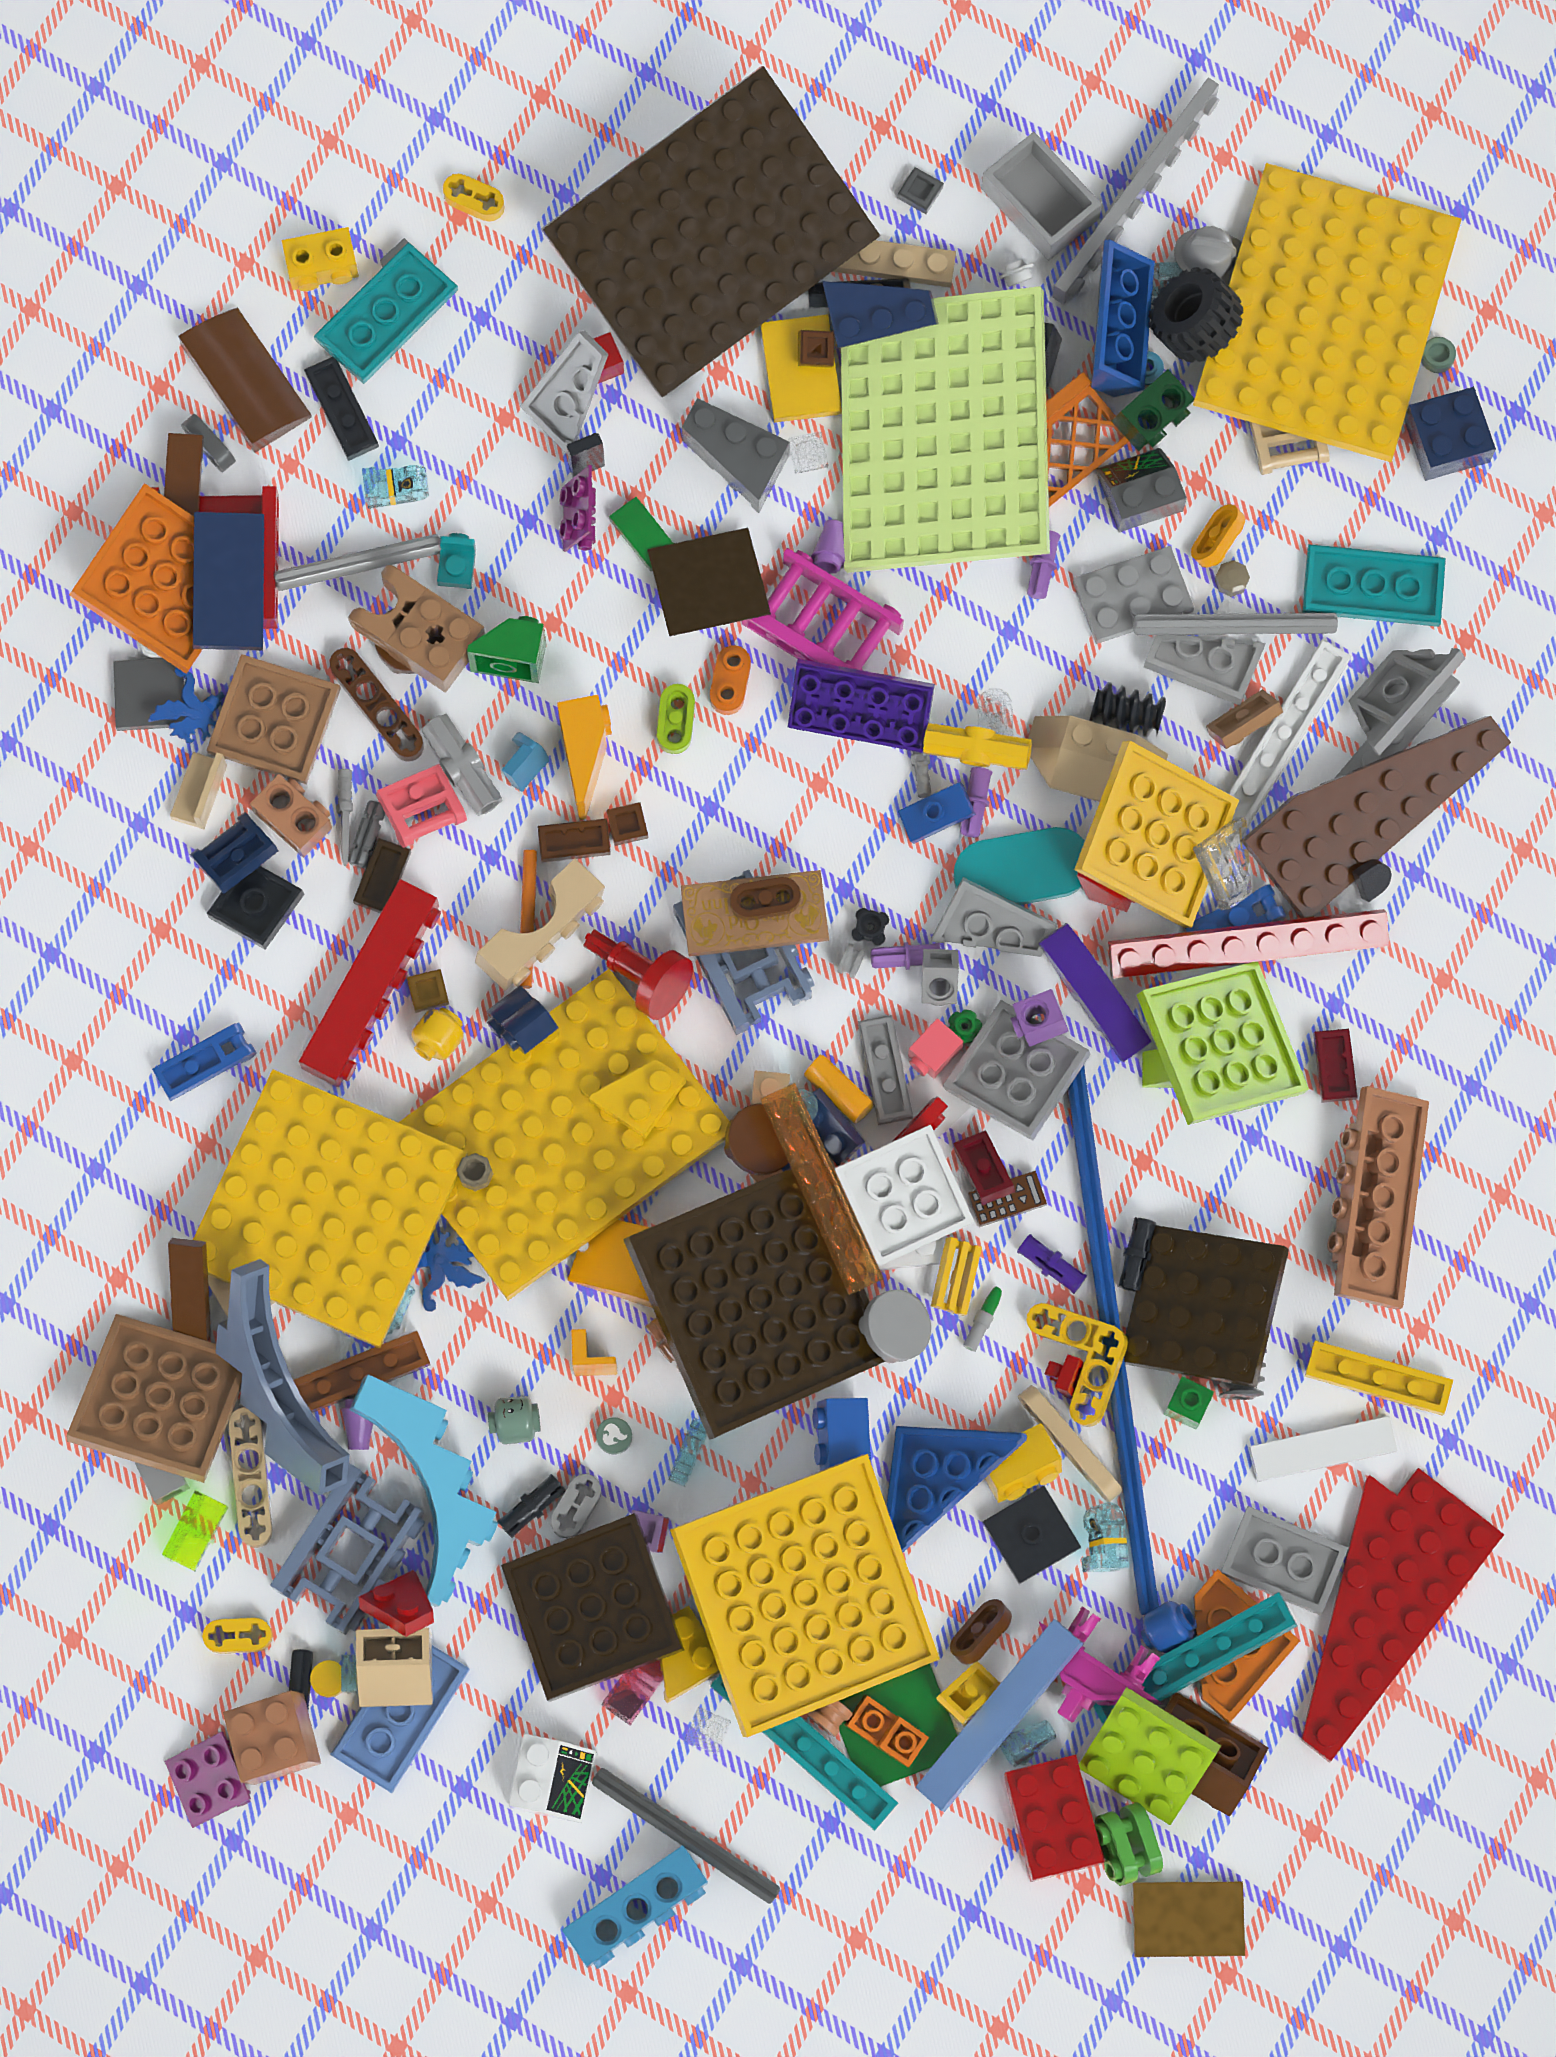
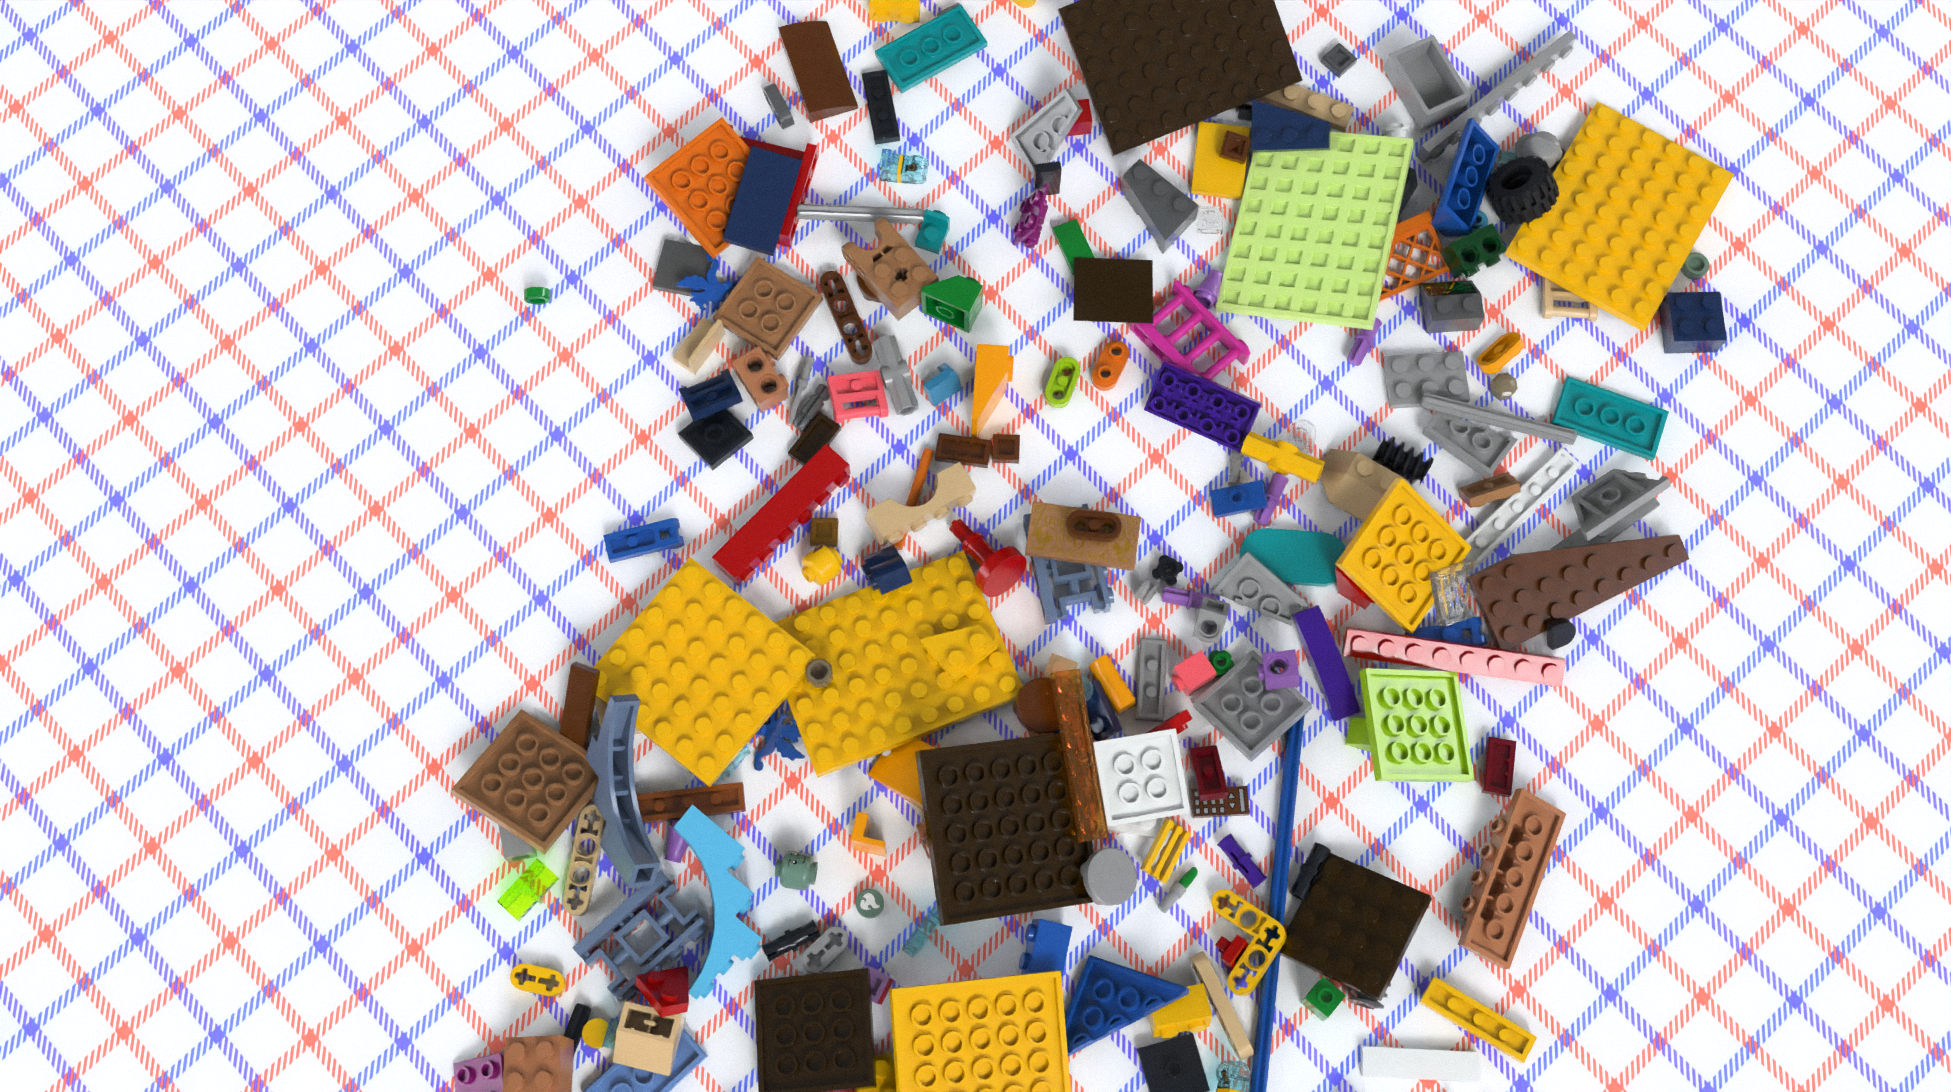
camera: 15 degrees right, 5 degrees down
(184, 470) = (755, 117): reddish brown tile -> none

